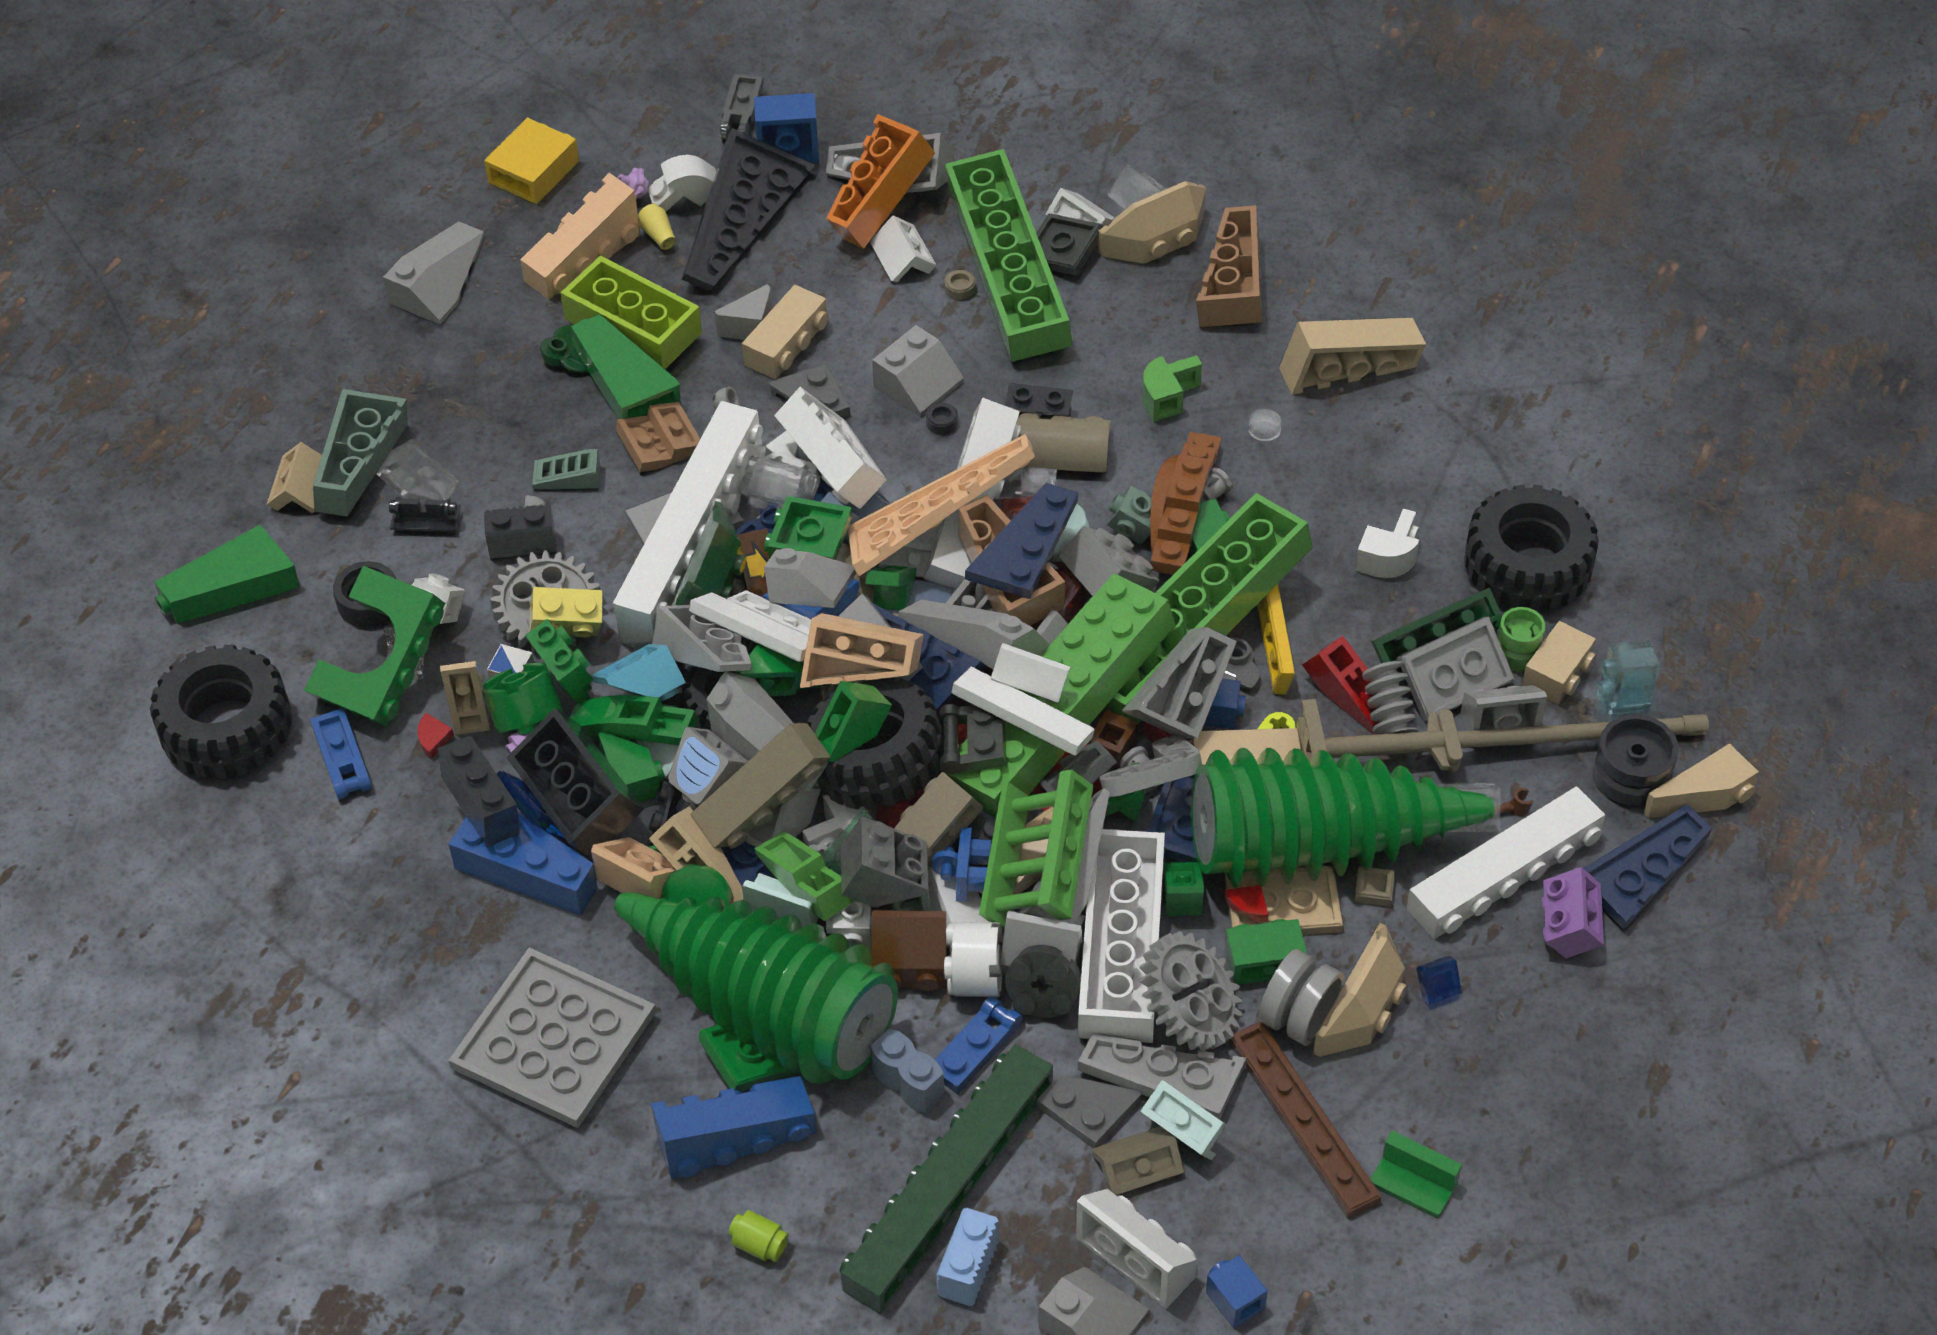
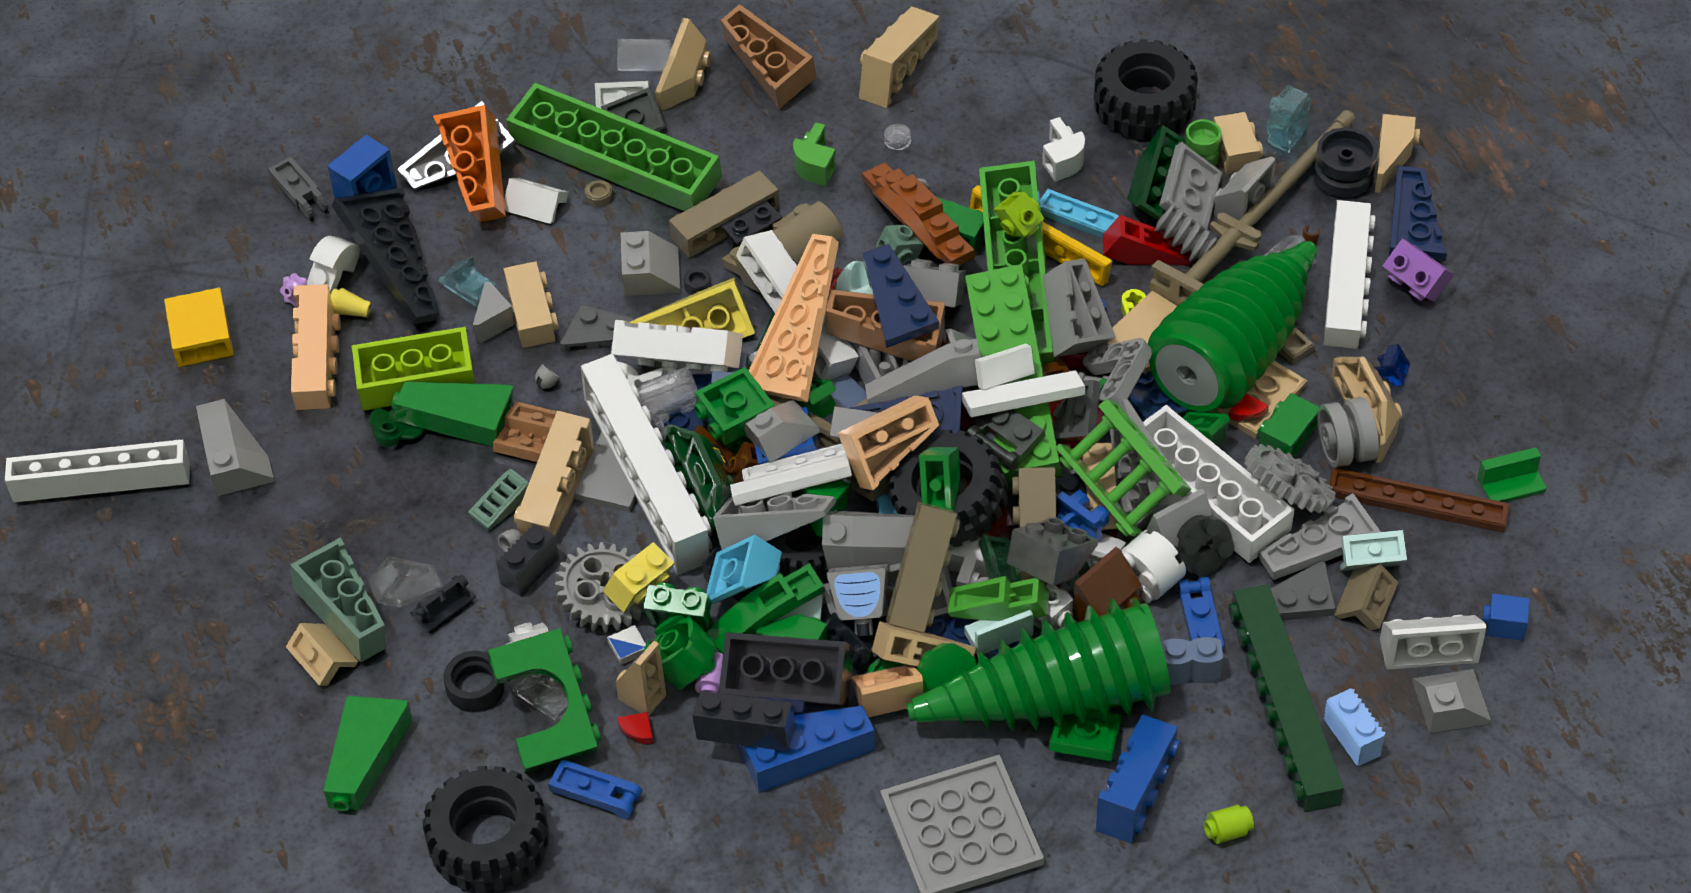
camera: 45 degrees left, 0 degrees up
(324, 214) = (97, 470): none -> white brick
(617, 484) = (556, 474): none -> tan wedge
(768, 272) = (465, 280): none -> clear light blue slope
(903, 449) = (712, 308): none -> light yellow wedge
(992, 369) = (701, 225): none -> dark tan brick
(1231, 546) = (1019, 214): none -> lime brick
(1333, 610) = (1076, 213): none -> medium azure tile

